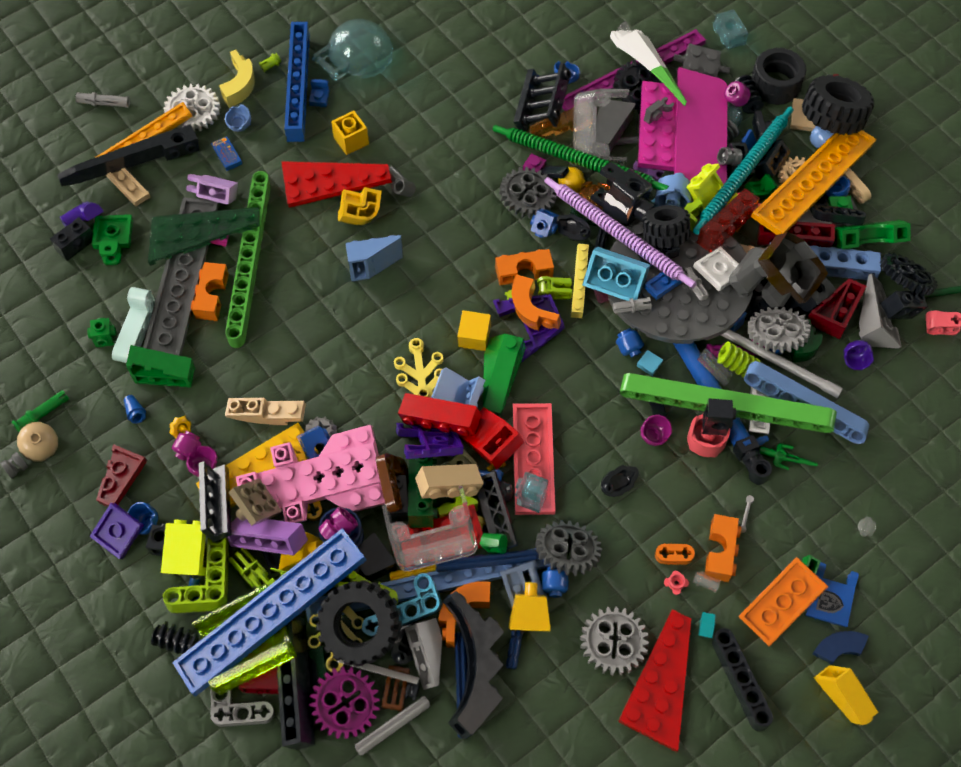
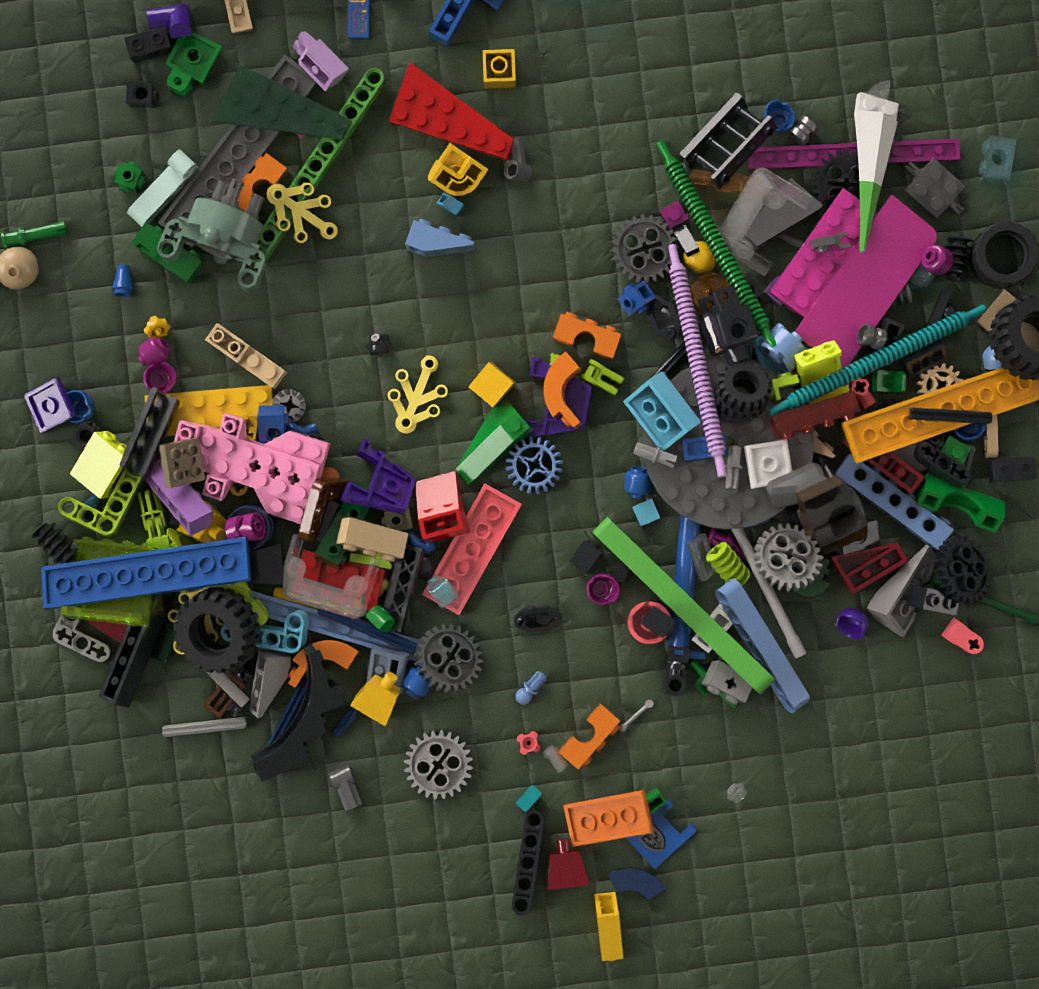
camera: 30 degrees right, 25 degrees up
(83, 274) = (135, 88): none -> black brick
(121, 474) = (79, 347): dark red wing -> none
(199, 320) = (222, 230): none -> sand green piece
(252, 286) = (298, 210): none -> light yellow plant
(354, 718) = (174, 704): magenta gear -> none
(366, 232) = (450, 204): none -> dark azure piece
(368, 350) = (379, 344): none -> black piece
(439, 414) = (405, 458): red brick -> none
(457, 389) = (438, 442): medium blue bracket -> none
(529, 375) = (542, 449): none -> medium blue gear
(543, 702) = (344, 783): none -> dark grey piece
(578, 289) = (634, 381): light yellow piece -> none
(589, 72) = (803, 131): none -> flat silver wheel
(625, 415) = (586, 555): none -> black brick
(648, 548) = (524, 695): none -> medium blue axle
(659, 692) = (447, 832): red wing -> none
(674, 551) = (541, 720): orange beam -> none
(749, 139) = (916, 319): blue slope -> none
(776, 665) = (566, 867): none -> dark red torso
(799, 444) = (716, 678): none -> light grey brick
(822, 175) = (950, 415): none -> black axle
(887, 198) = (1011, 469): none -> black brick

